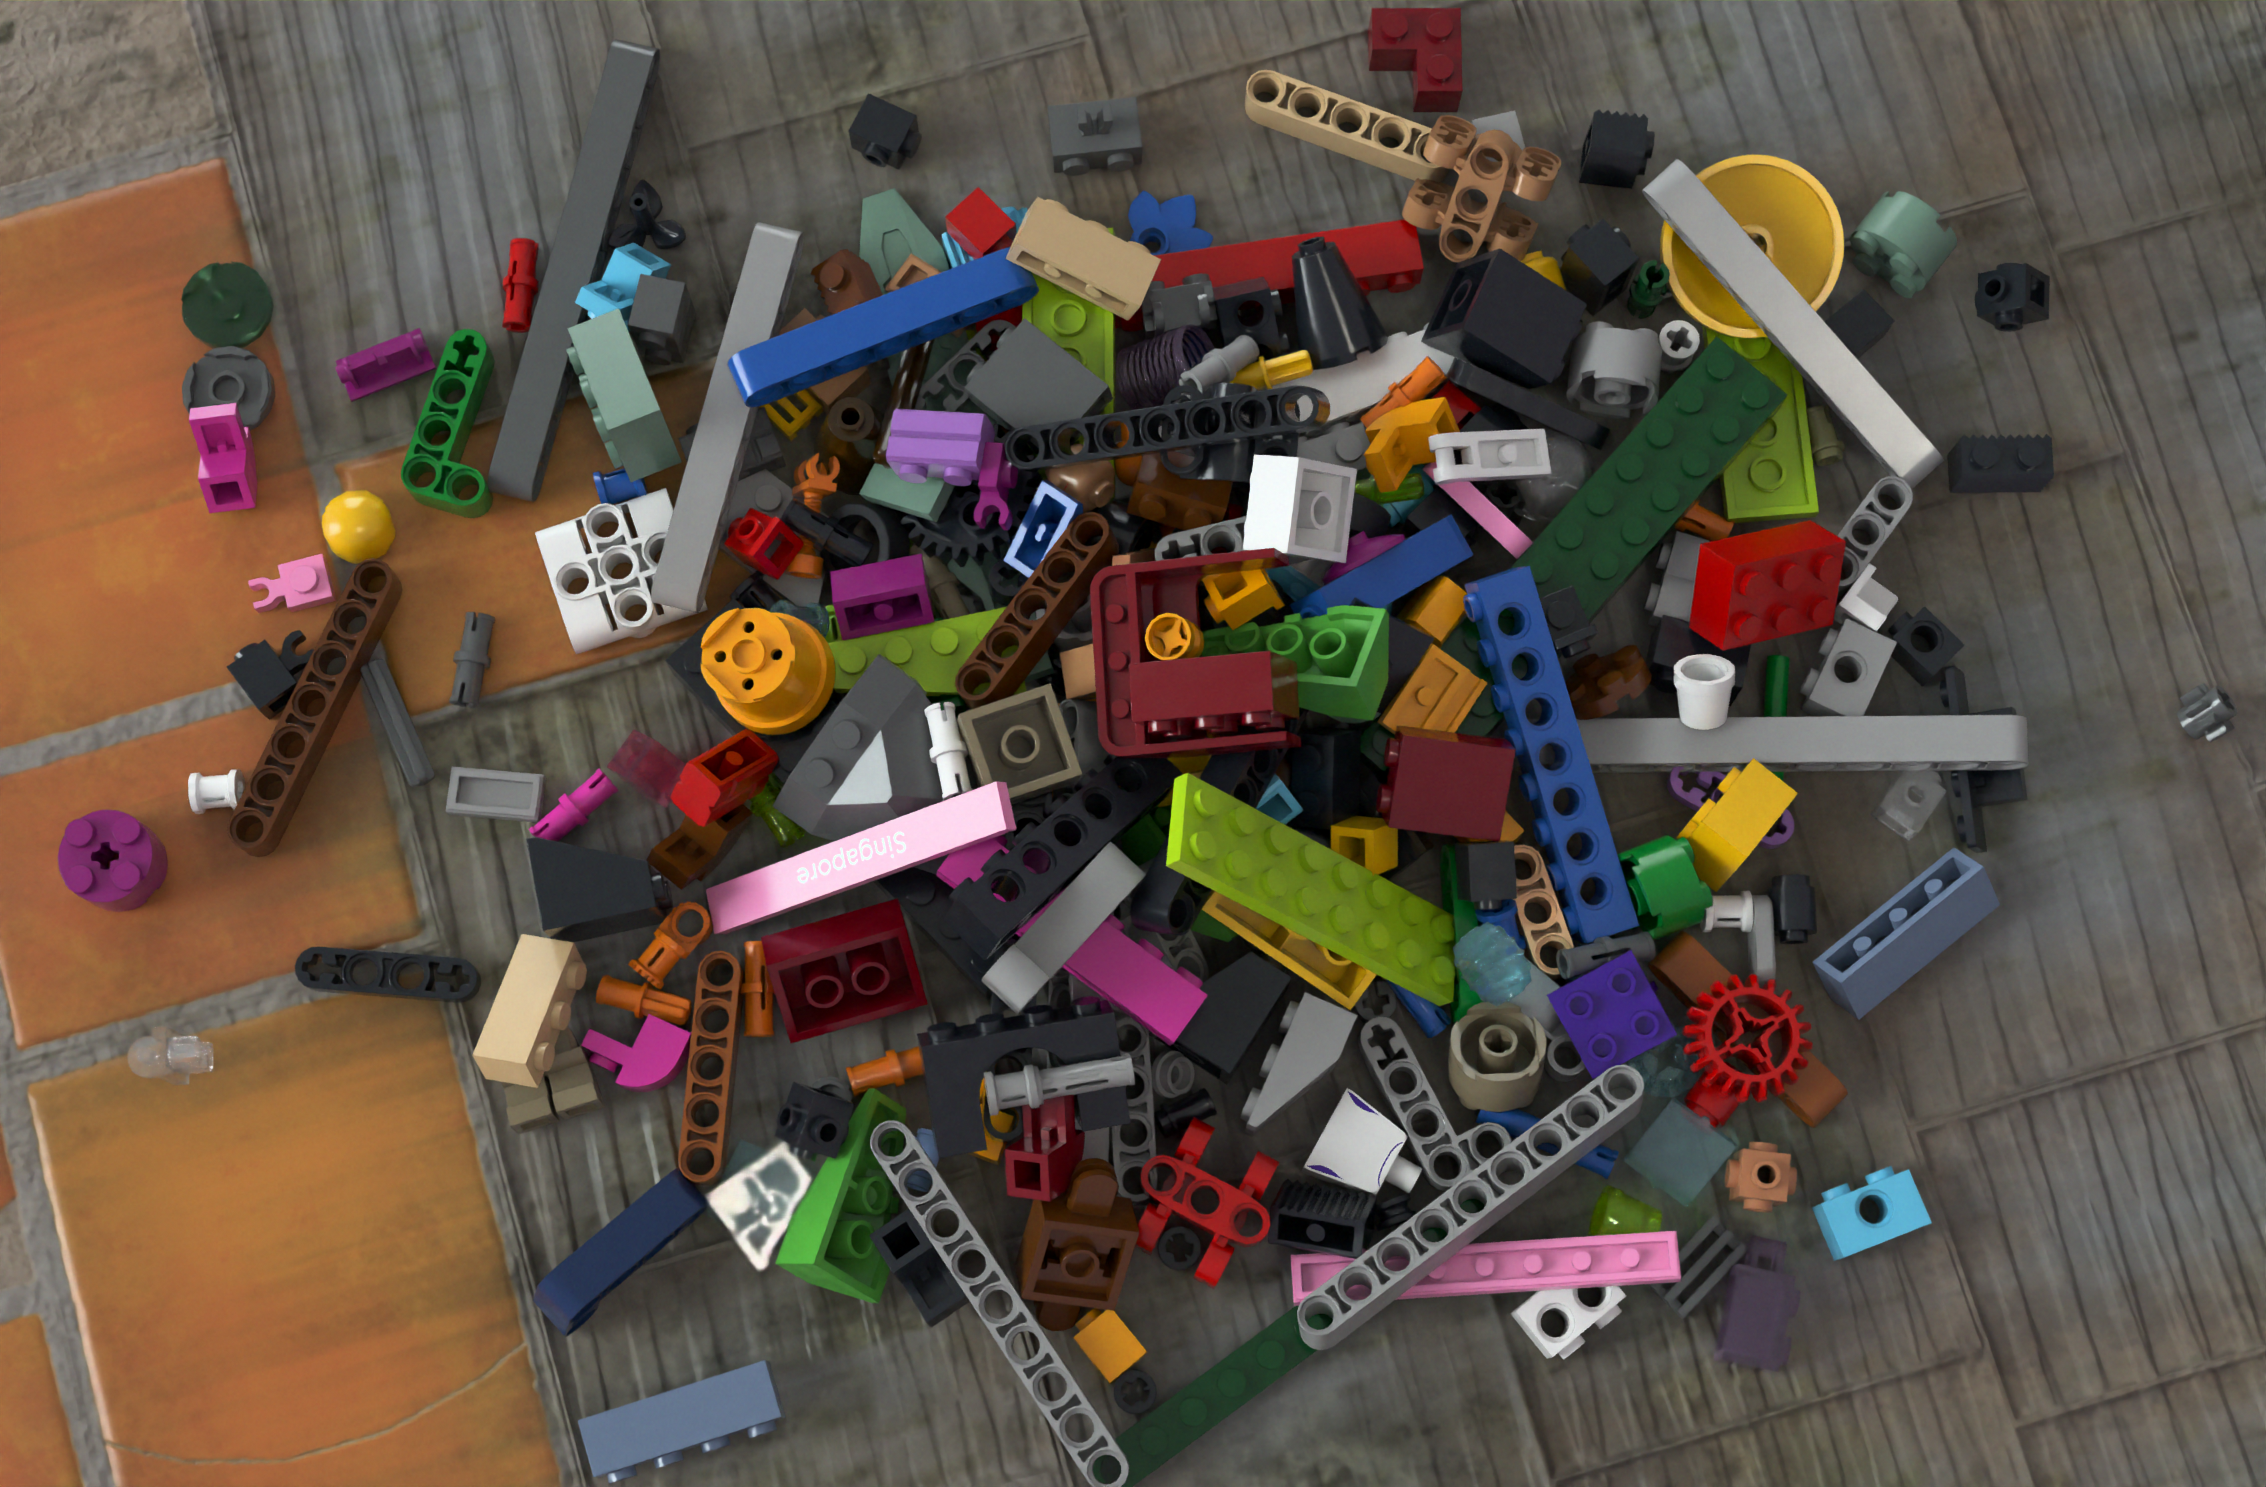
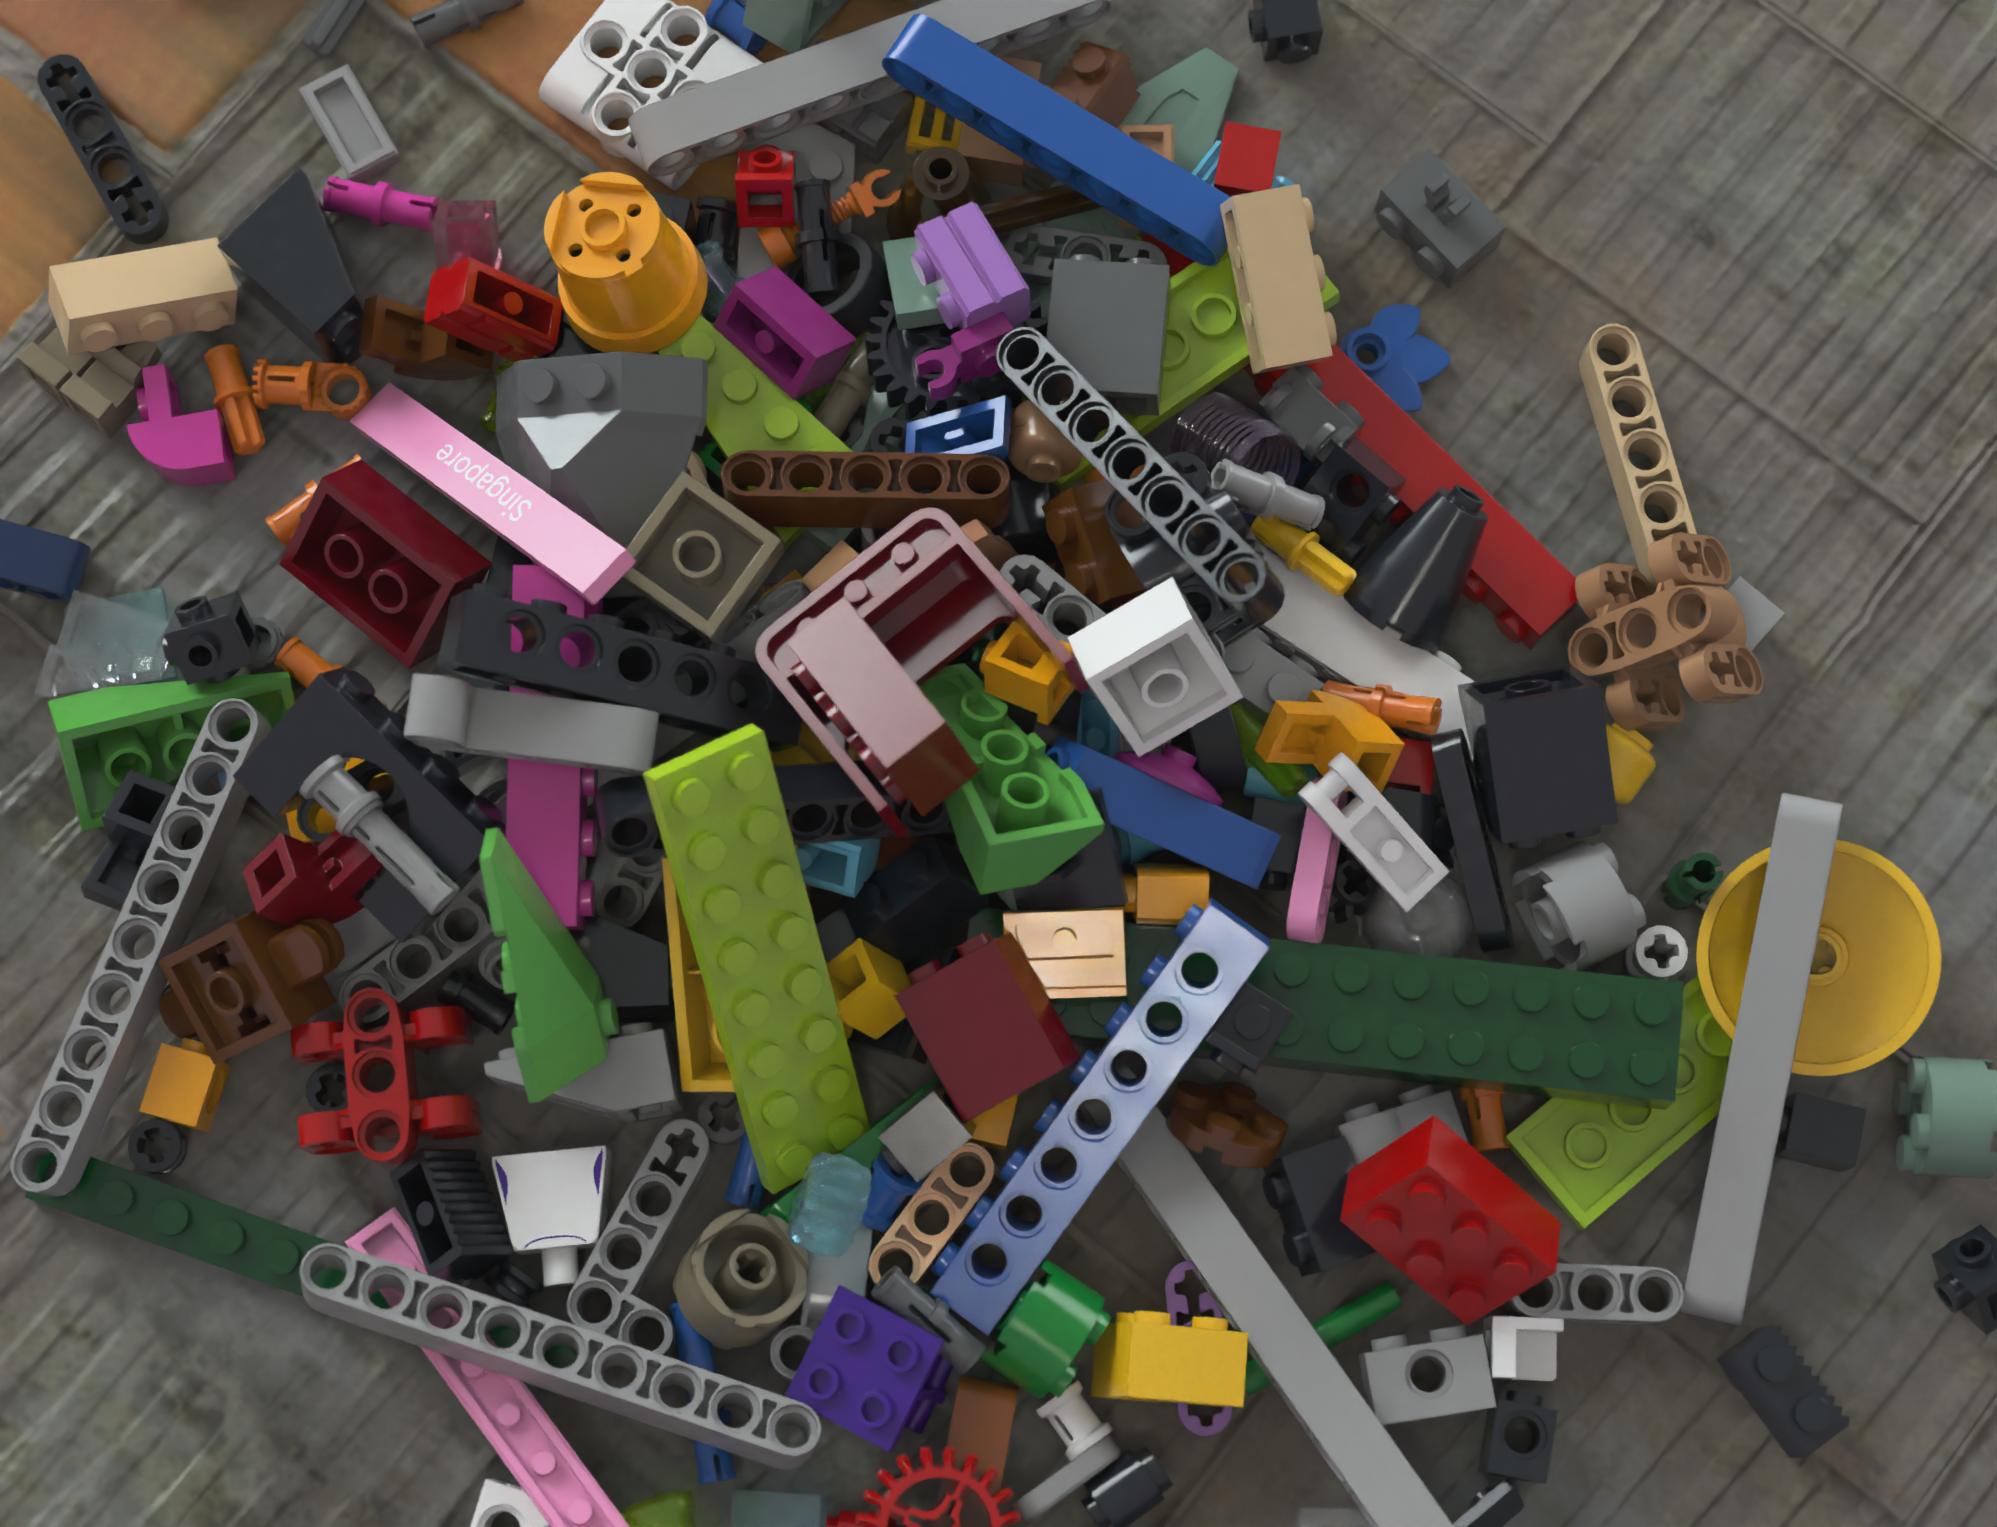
camera: 55 degrees right, 0 degrees up
(707, 1045) = (182, 506): dark orange beam -> none
(948, 750) = (646, 493): white pin -> none
(1165, 635) = (919, 634): light orange wheel -> none
(1236, 1035) = (559, 994): none -> bright green wedge
(1422, 43) = (1789, 477): dark red brick -> none
(1598, 265) = (1679, 811): black brick -> none
(1615, 149) = (1821, 744): black brick -> none
(1671, 1080) = (851, 1482): clear light blue gear -> none
(1703, 690) = (1284, 1229): white piece -> none
(1823, 437) = (1673, 1178): olive pin -> none

